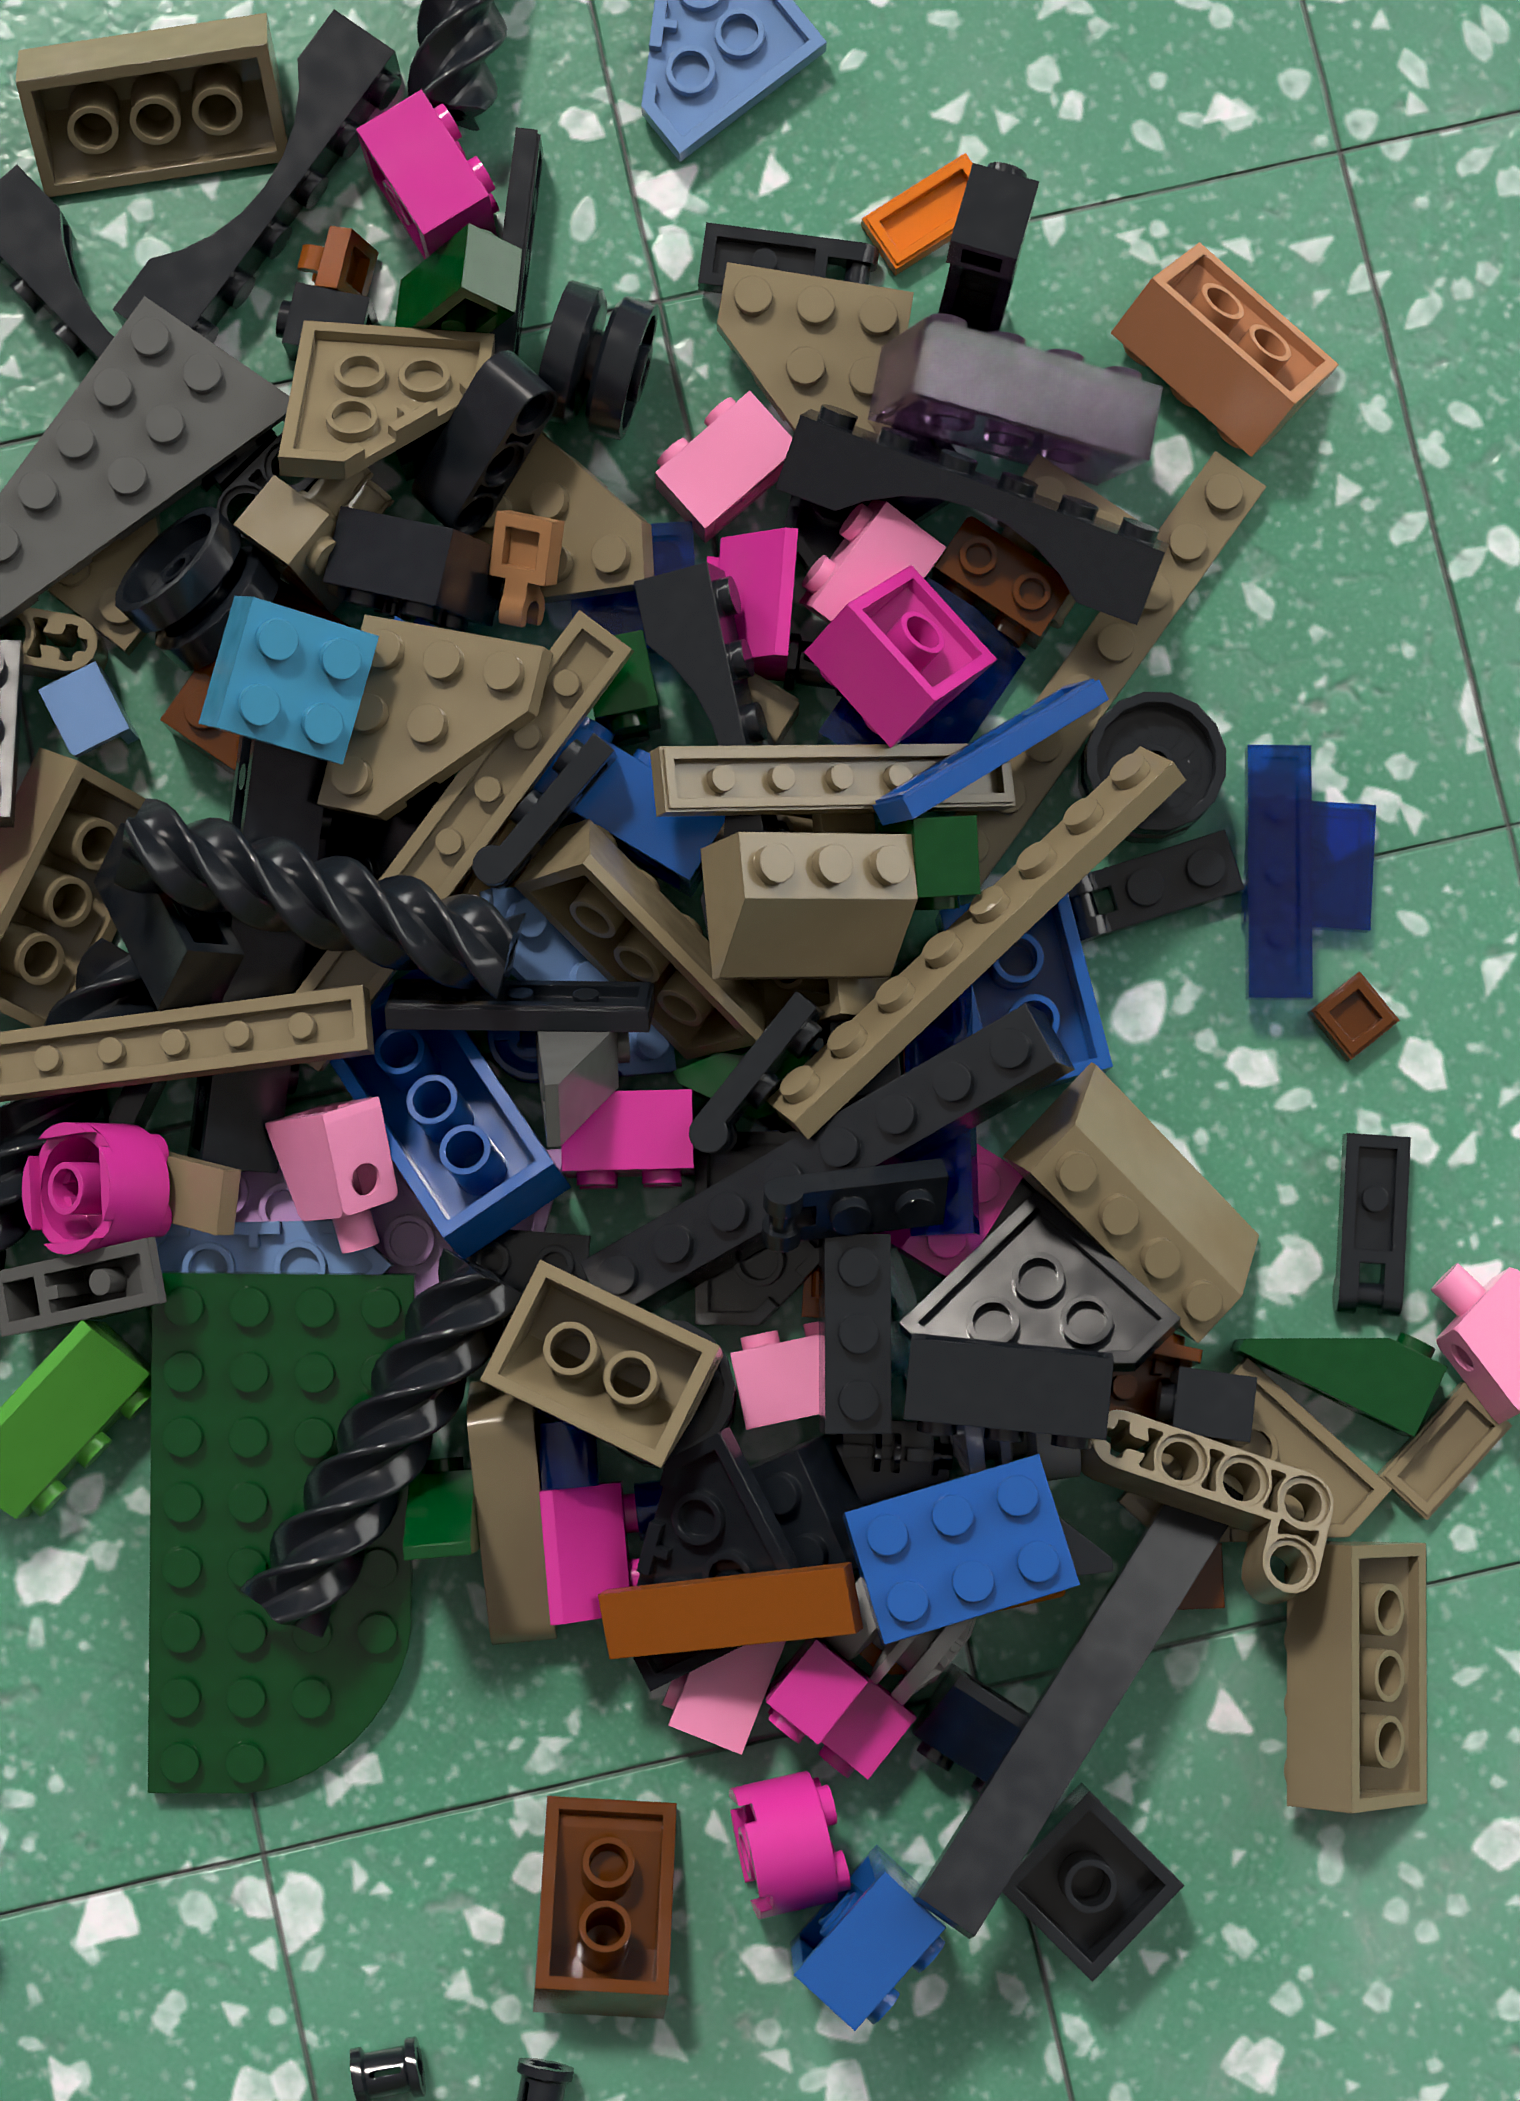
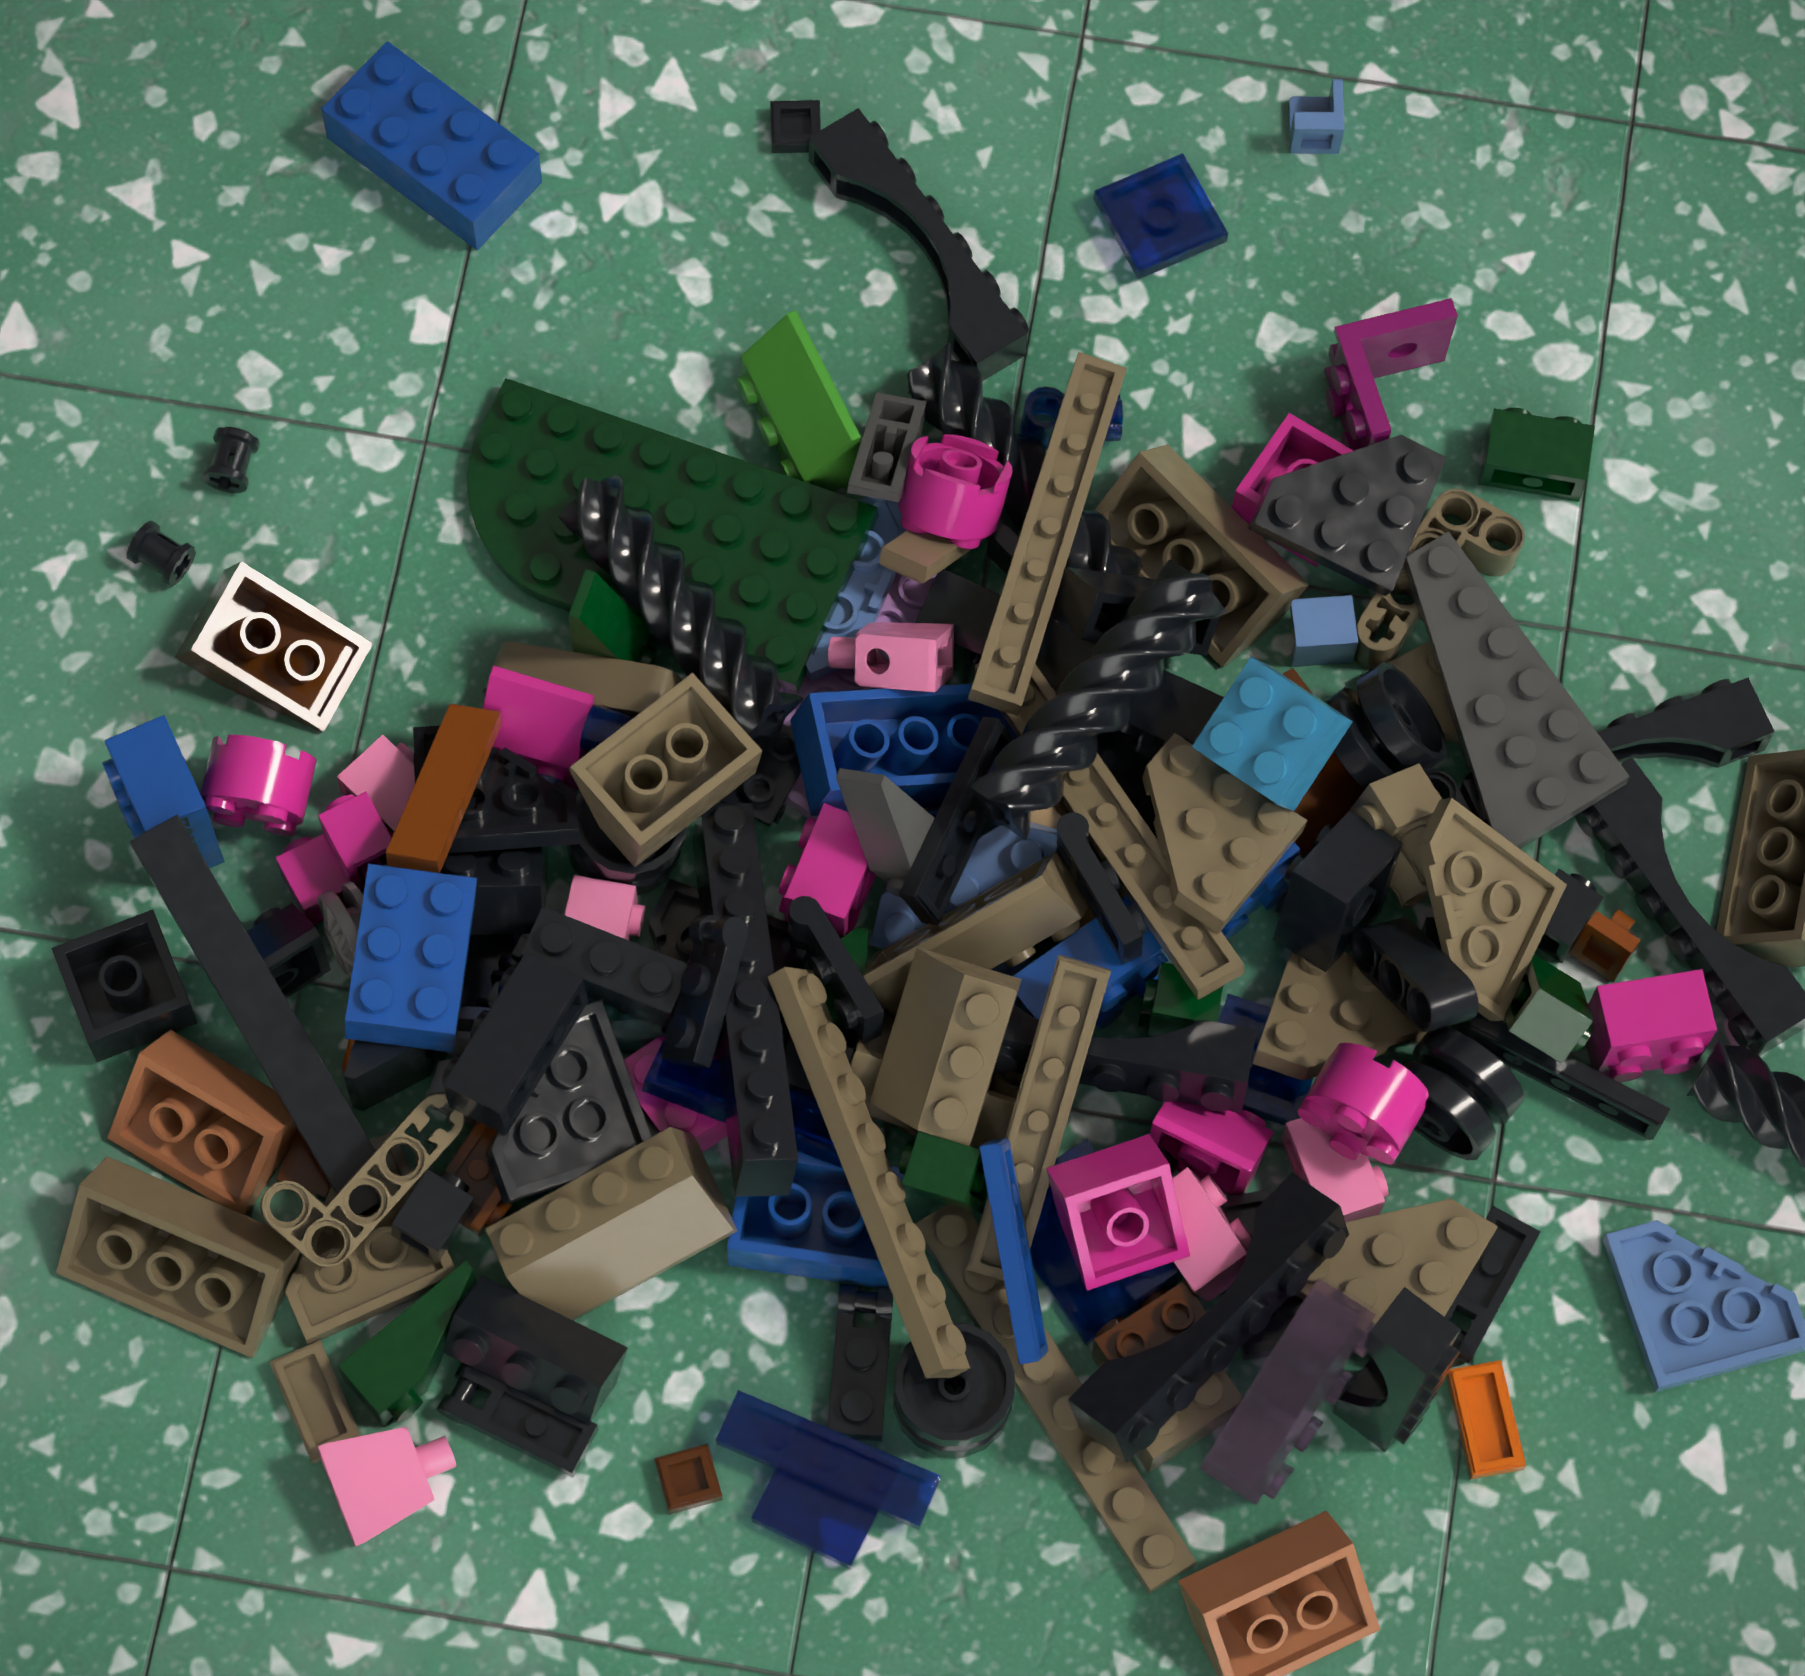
camera: 115 degrees right, 15 degrees down
(527, 556) = (1311, 973): medium nougat plate -> none
(668, 435) = (1364, 1104): none -> dark pink brick
(778, 707) = (1123, 1121): dark tan slope -> none
(1197, 1721) = (203, 1122): none -> nougat slope
(1300, 1233) = (535, 1349): none -> black brick

